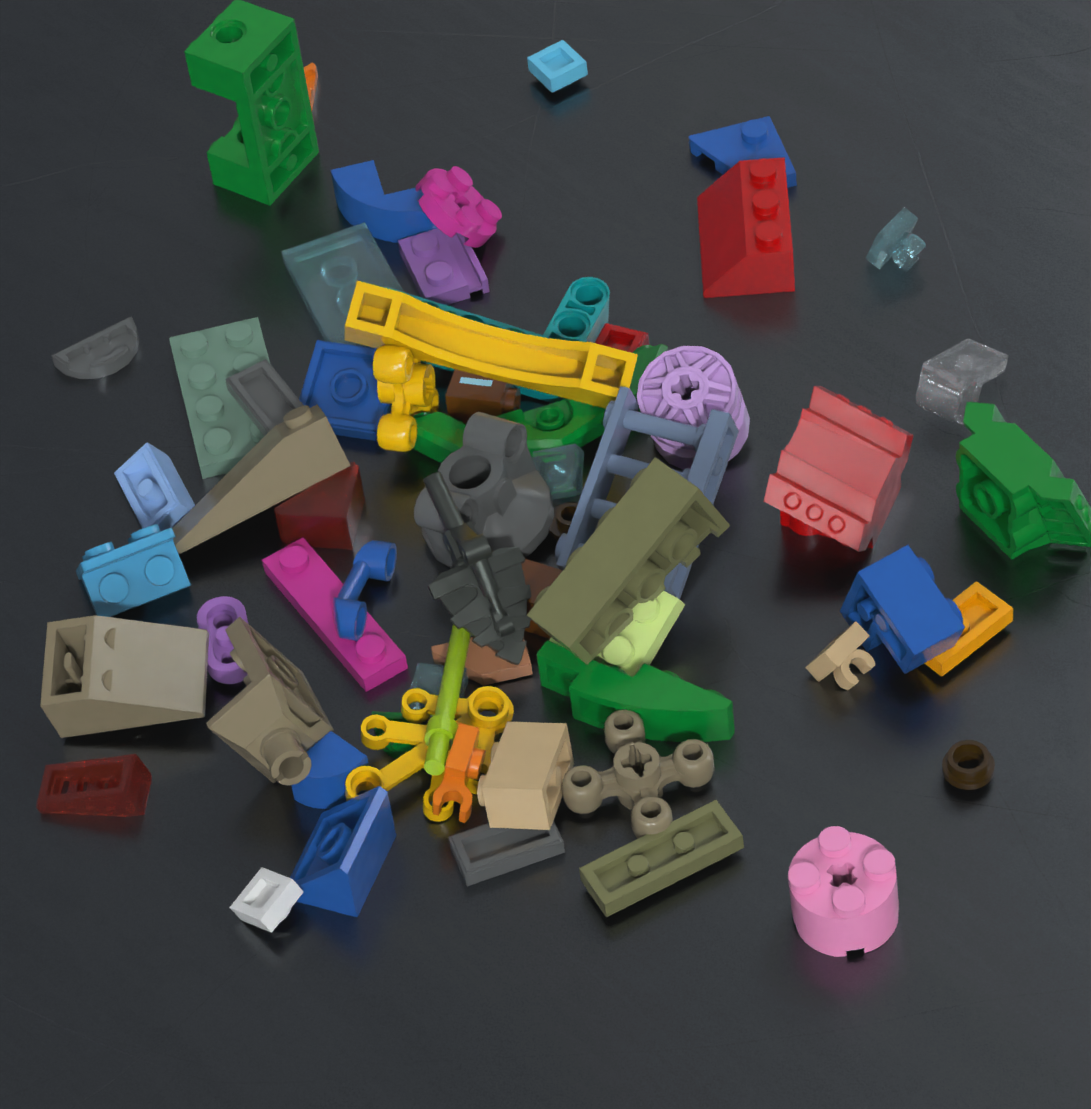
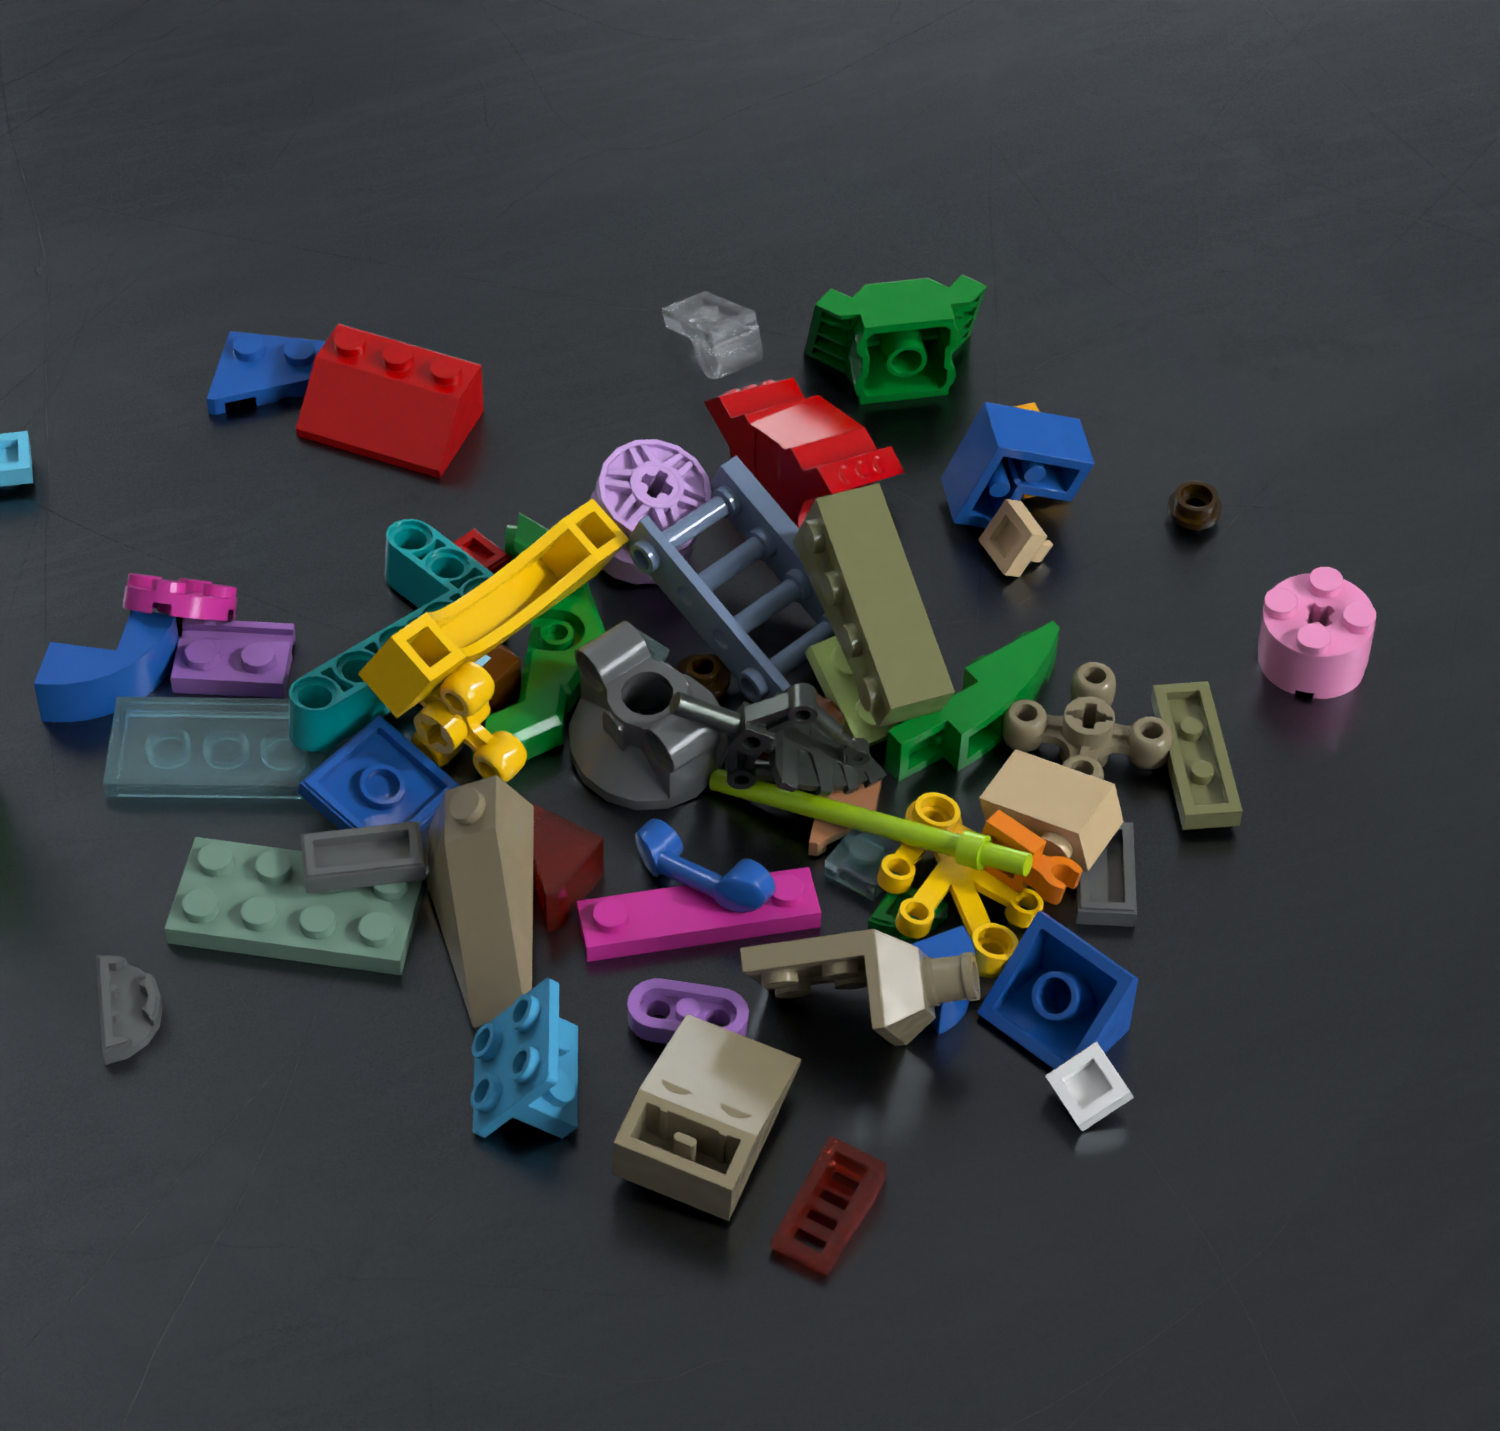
camera: 75 degrees left, 0 degrees up
(154, 488) = (399, 1021): light blue slope -> none
(897, 242) = (491, 306): clear light blue tile -> none

